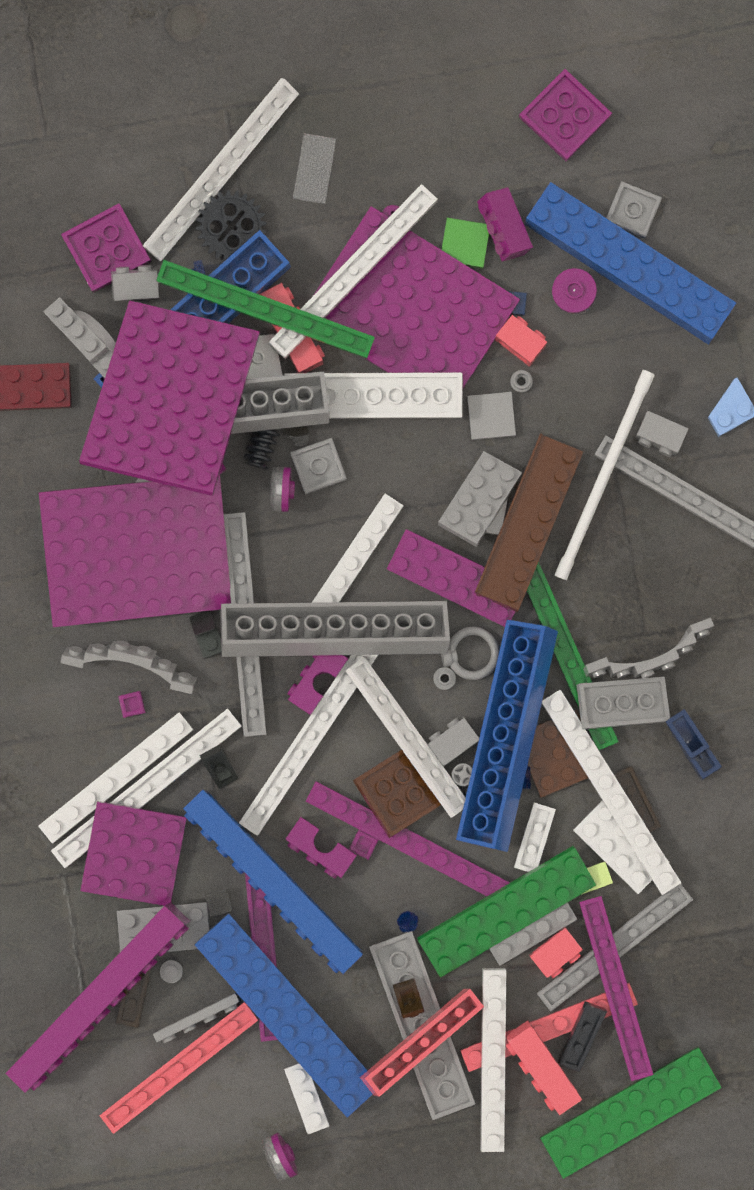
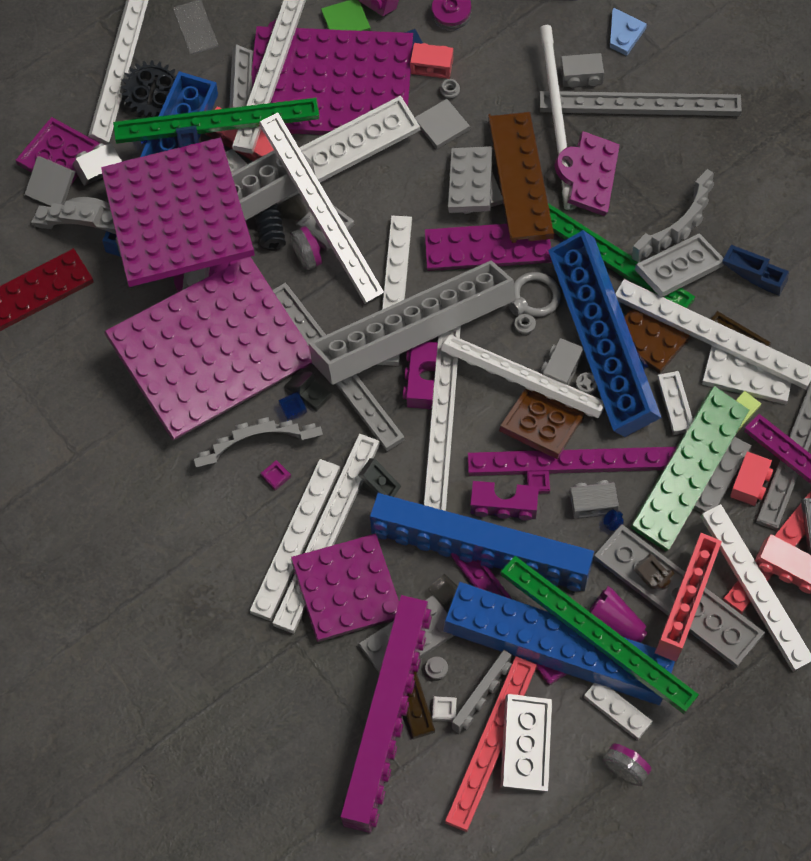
camera: 30 degrees left, 20 degrees down
(80, 280) = (49, 182): none -> light grey tile
(157, 1012) = (444, 709): none -> white tile
(183, 645) = (292, 406): none -> clear blue plate
(206, 1087) = (526, 743): none -> plate
(227, 313) = (187, 136): none -> dark blue tile
(312, 462) = (321, 208): none -> white plate
(319, 1035) = (599, 635): none -> green plate
(322, 261) = (241, 76): none -> light grey plate
(350, 1016) = (618, 615): none -> magenta cone
(401, 892) = (593, 499): none -> light grey brick
(600, 552) = (589, 172): none -> magenta plate

